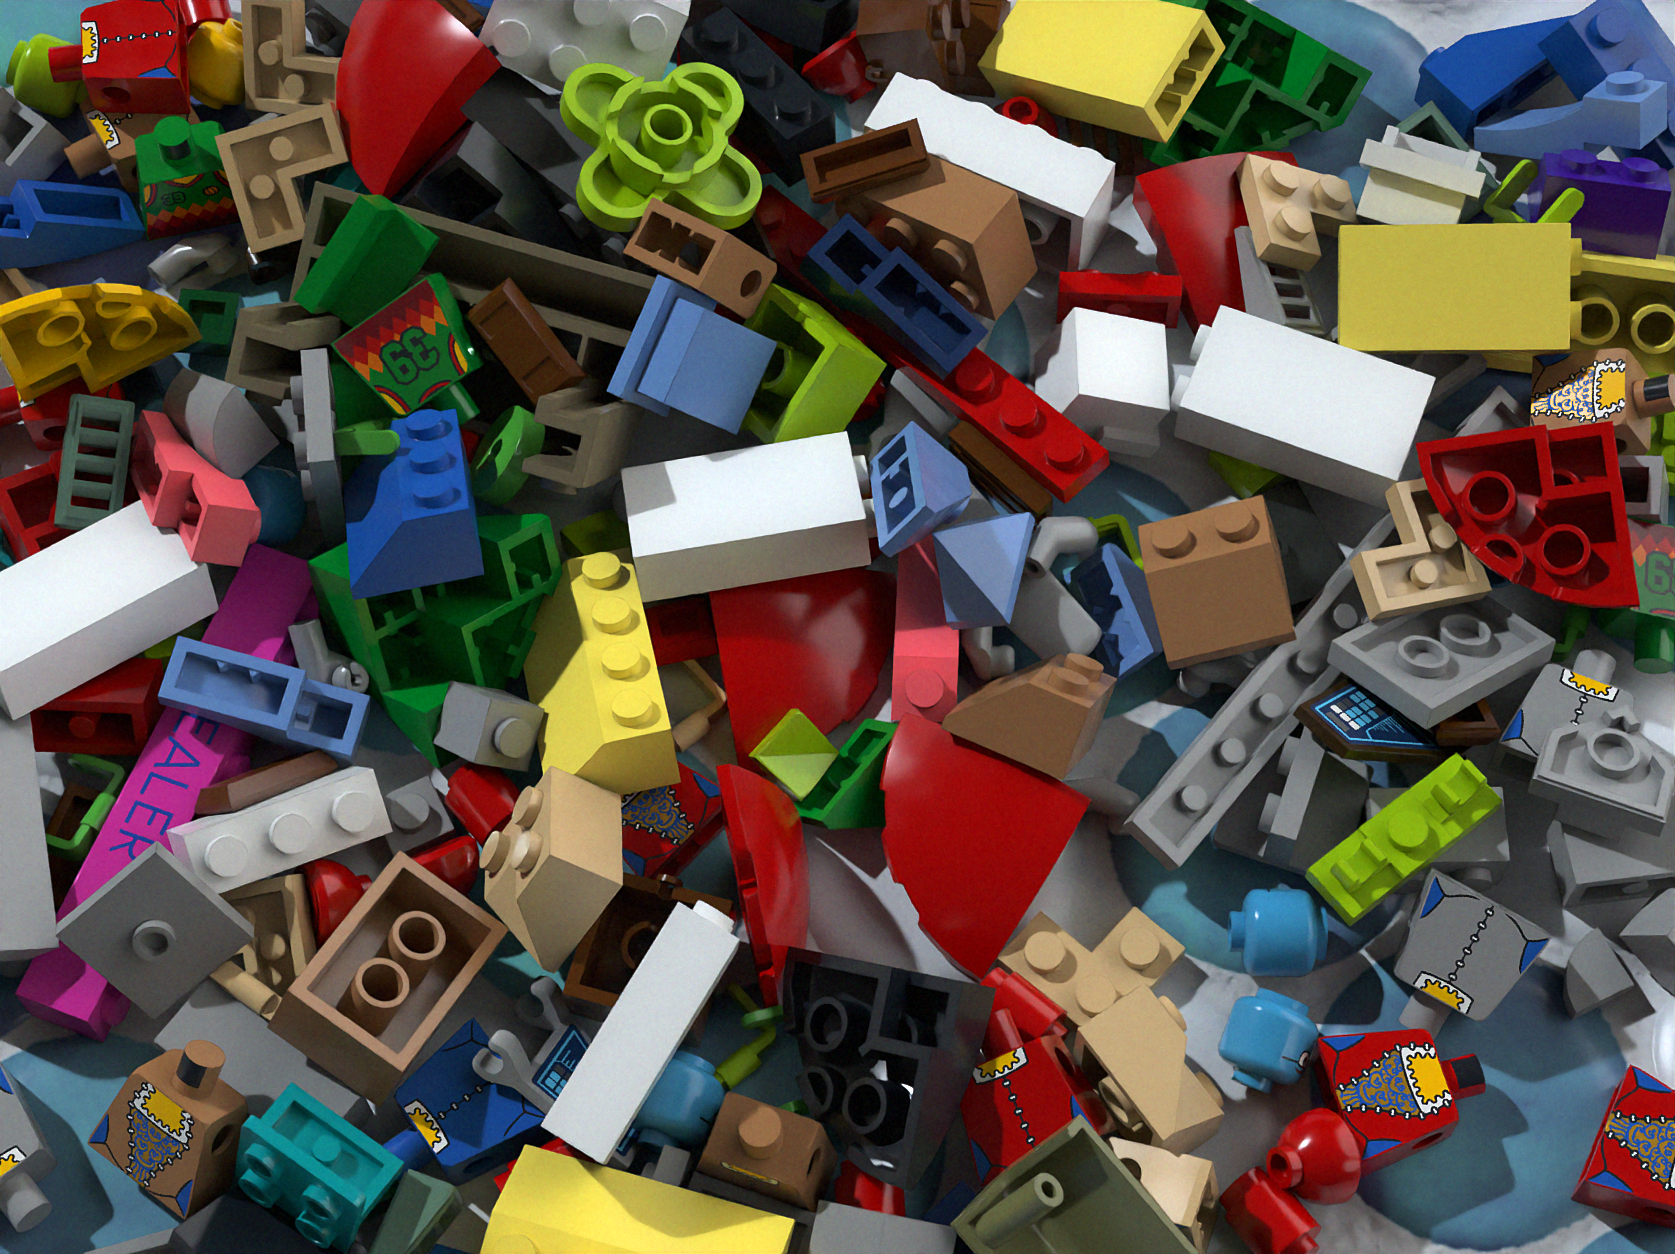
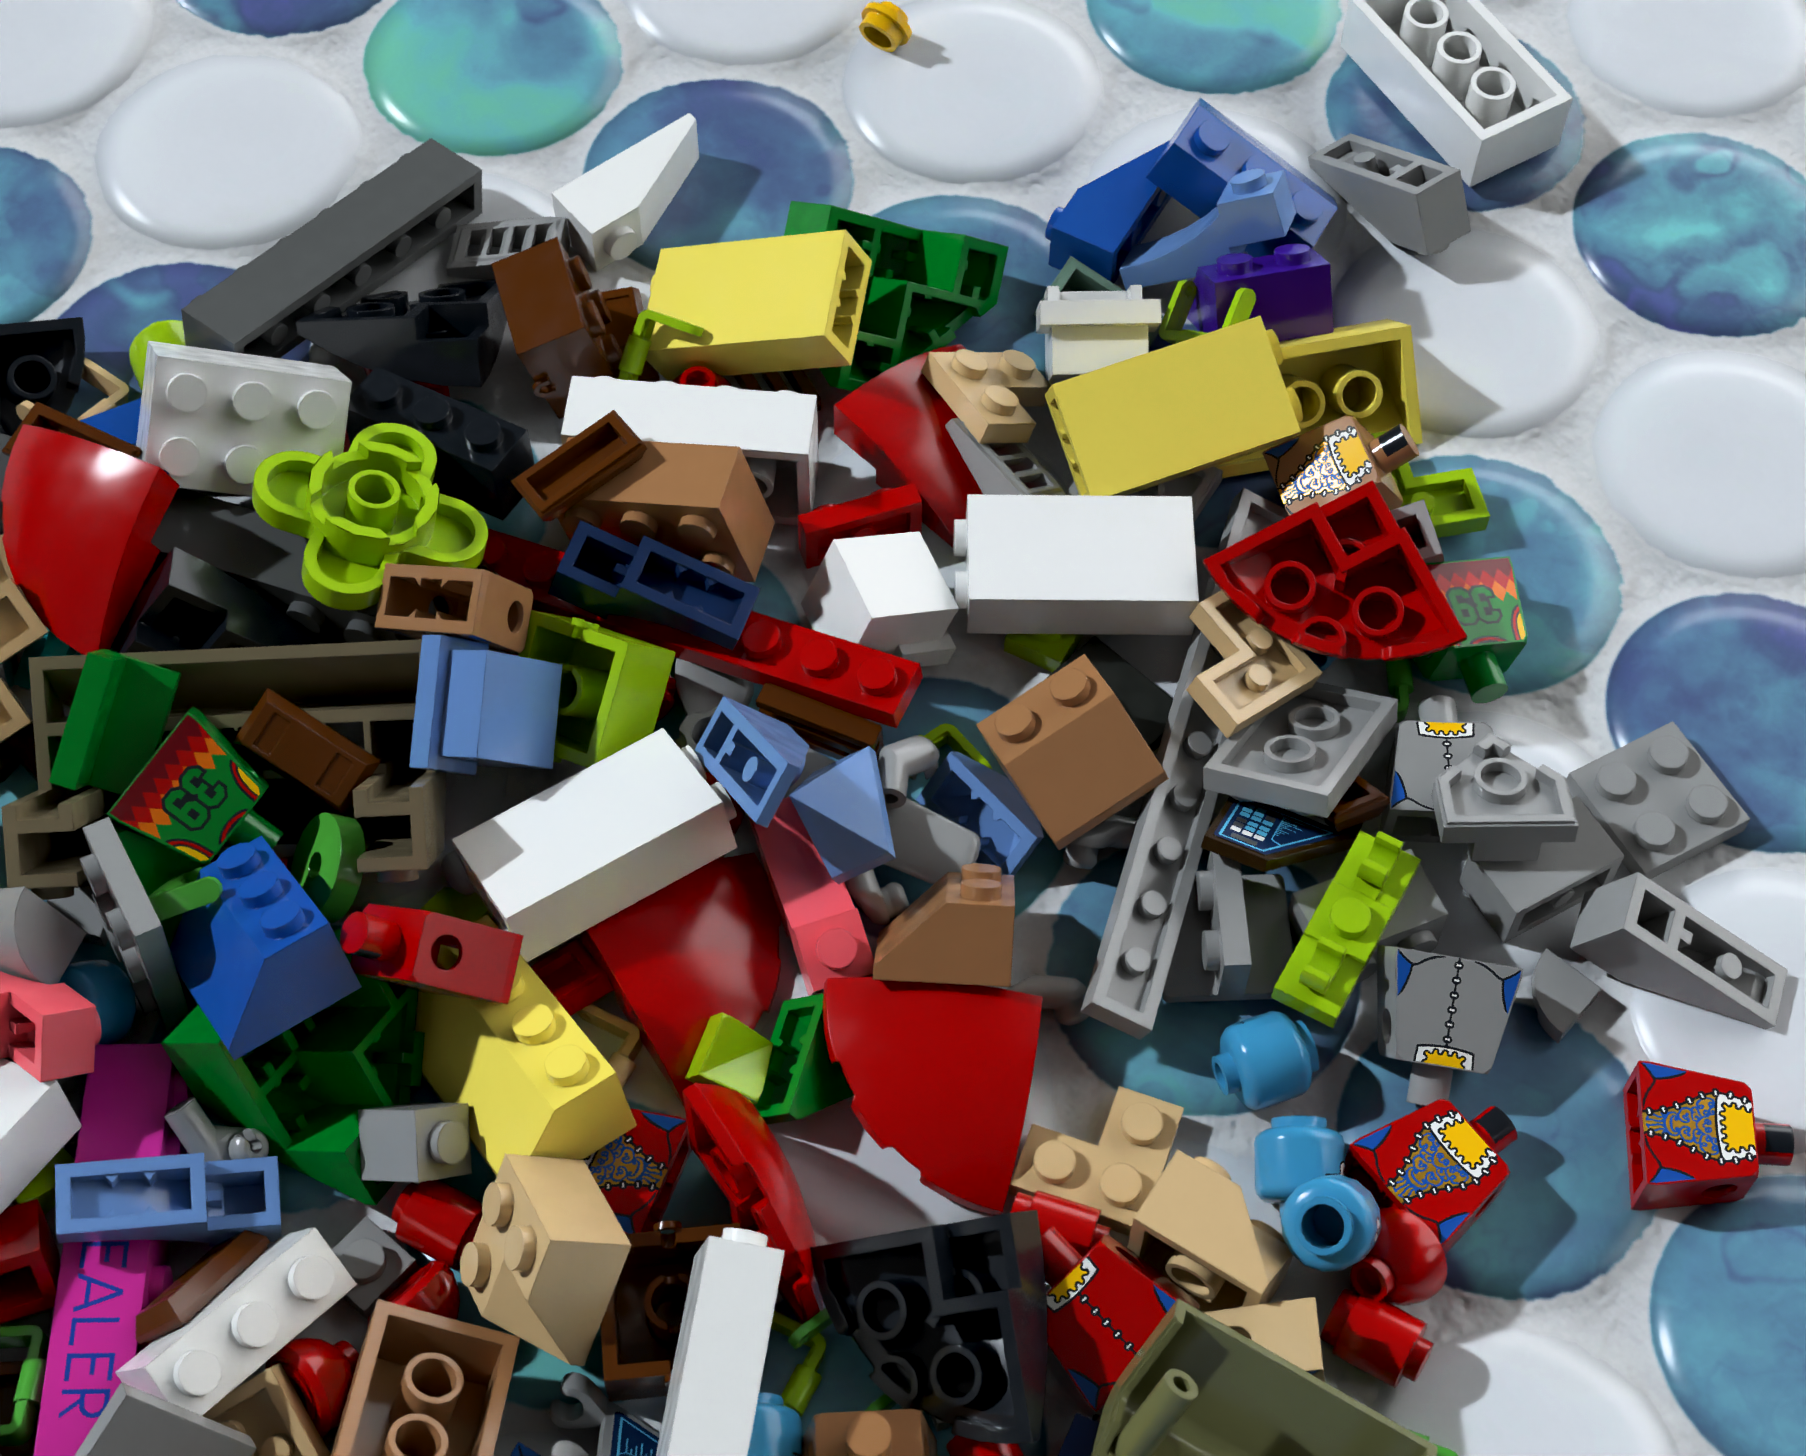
camera: 25 degrees left, 5 degrees down
(541, 558) = (404, 948): none -> red torso
(840, 70) = (508, 392): red brick -> none
(980, 57) = (639, 341): none -> lime piece
(1264, 1101) = (1330, 1222): none -> dark azure head

